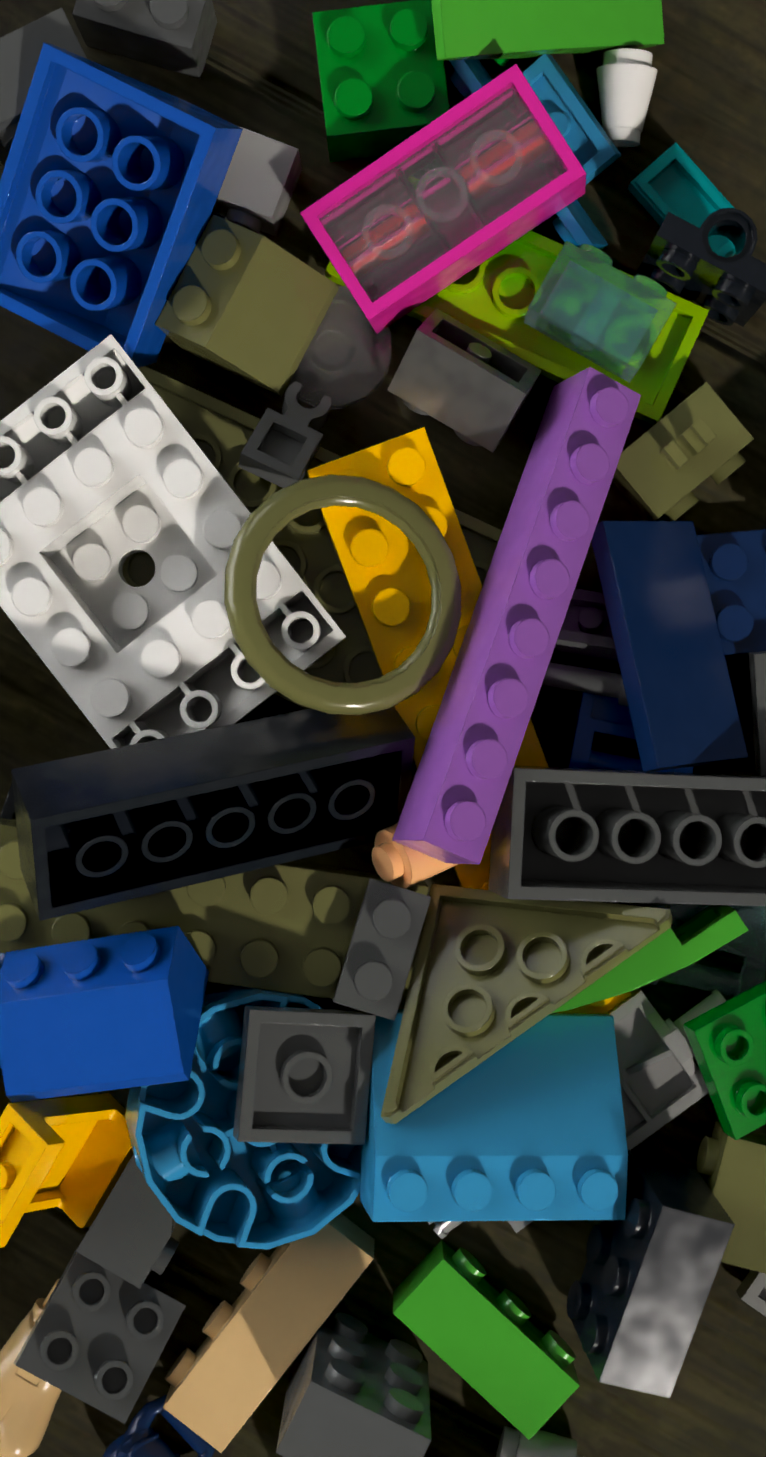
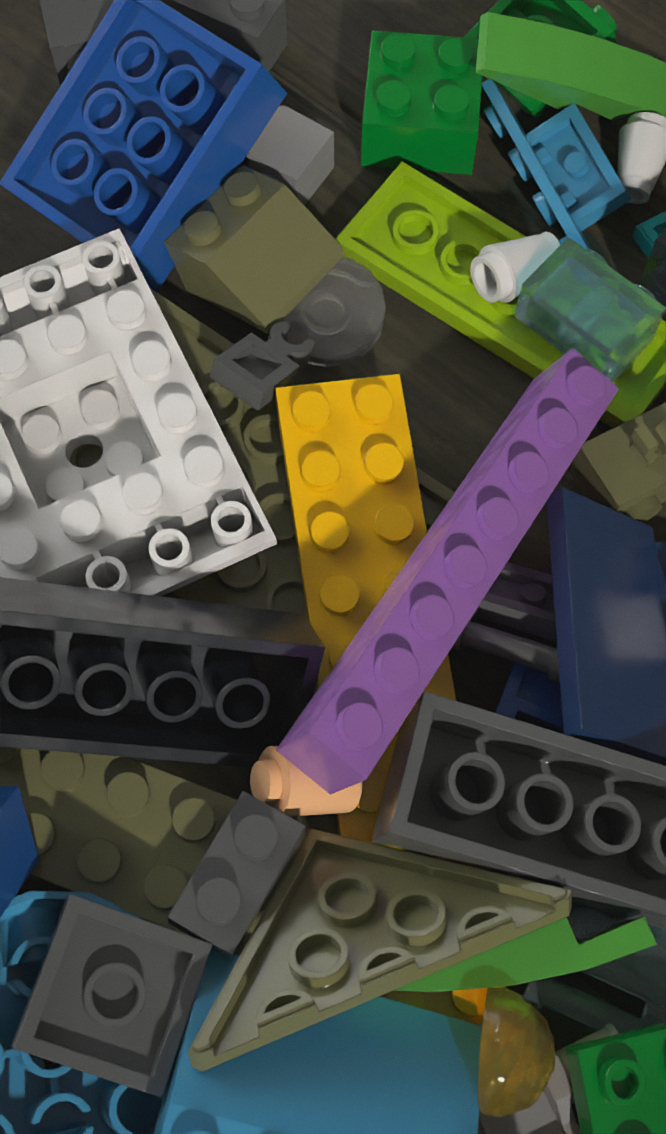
camera: 10 degrees right, 20 degrees down
(266, 658) = (230, 574): olive wedge -> none
(446, 199) = (460, 186): clear brick -> none
(463, 380) = (445, 353): flat silver brick -> none
(515, 272) = (508, 264): none -> white cone
(642, 1043) = (513, 1054): none -> clear yellow piece

